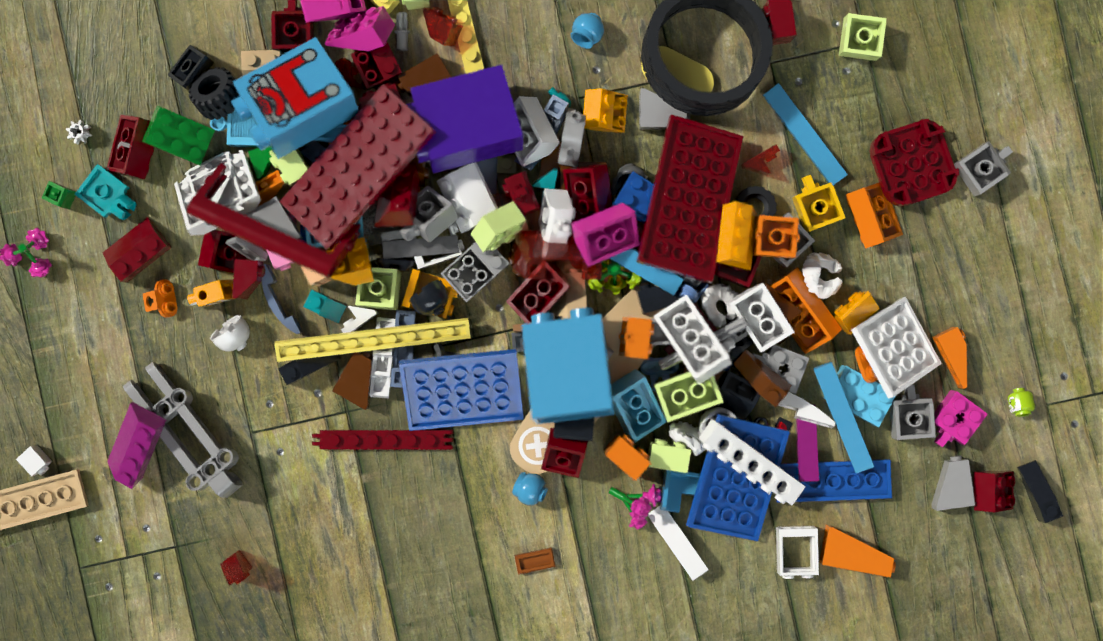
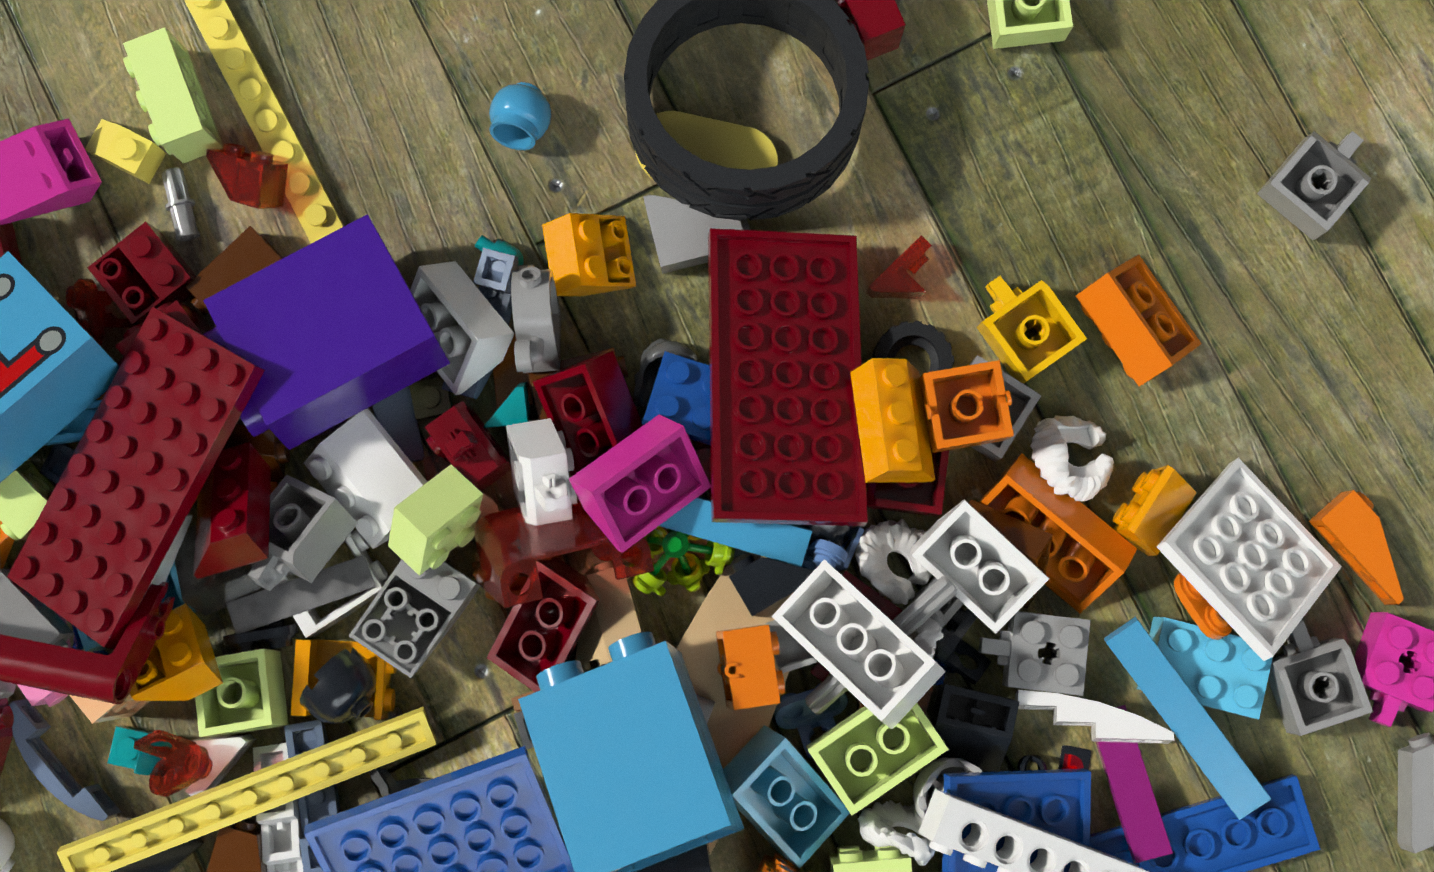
camera: 10 degrees left, 5 degrees down
(340, 316) = (179, 765): none -> clear red bracket
(362, 30) = (100, 219): dark pink slope -> none
(762, 378) = (1013, 683): reddish brown slope -> none
(804, 134) = (970, 206): dark azure tile -> none
(913, 163) = (1184, 207): dark red tile -> none

